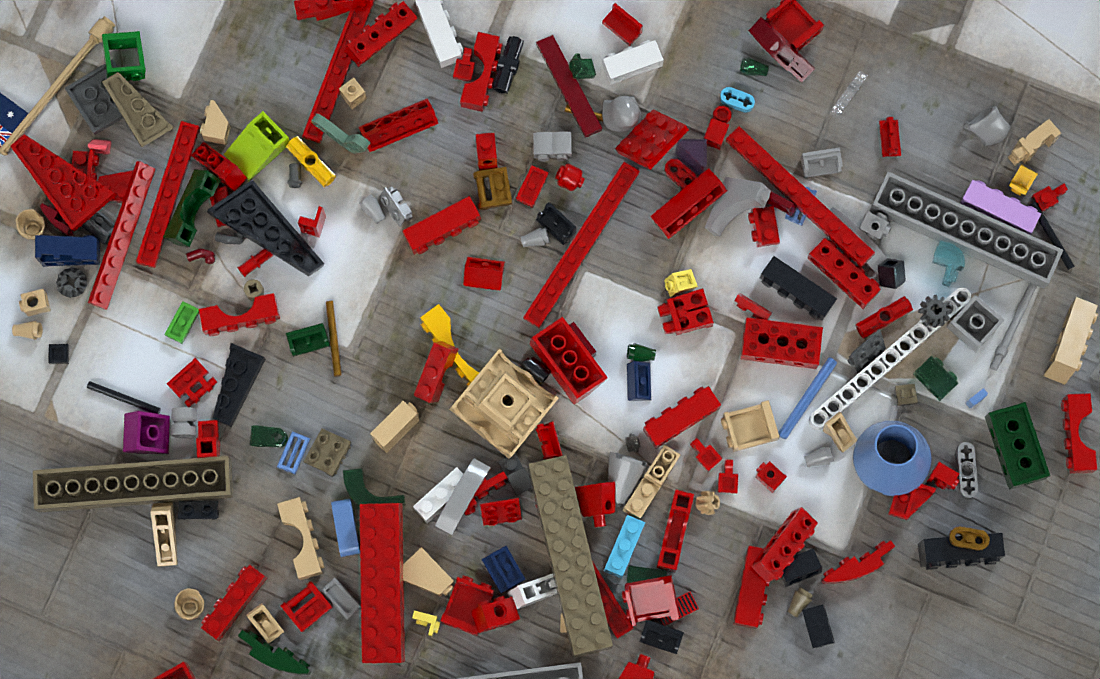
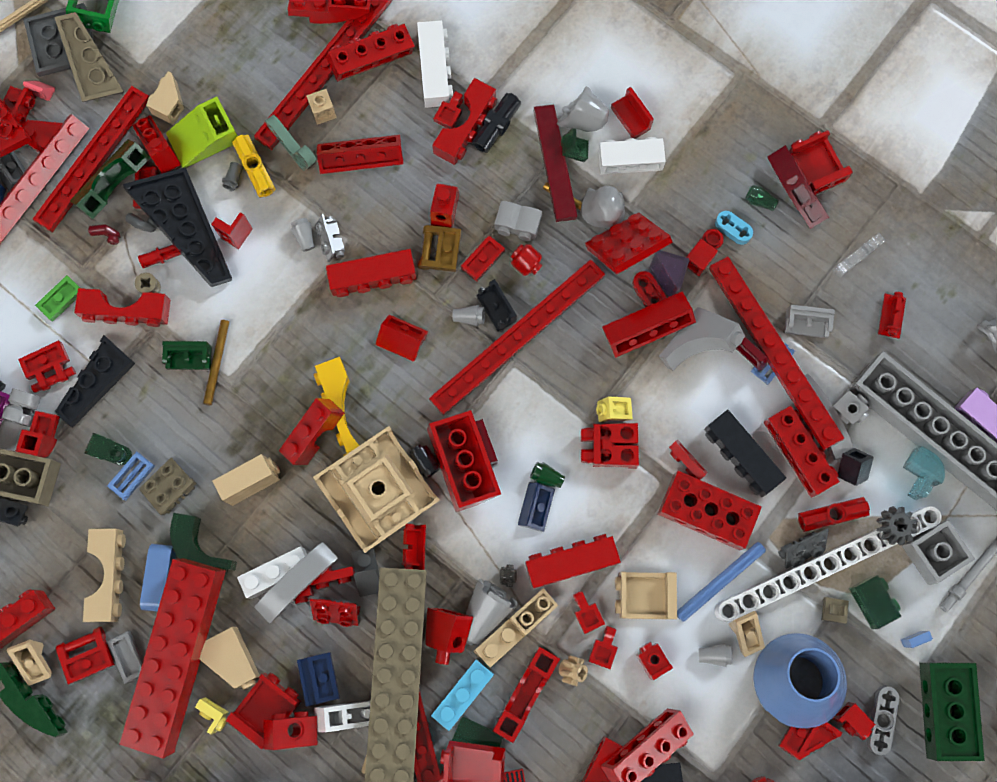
camera: 15 degrees right, 0 degrees up
(585, 37) = (584, 113): none -> light grey piece
(764, 226) = (726, 373): red bracket -> none

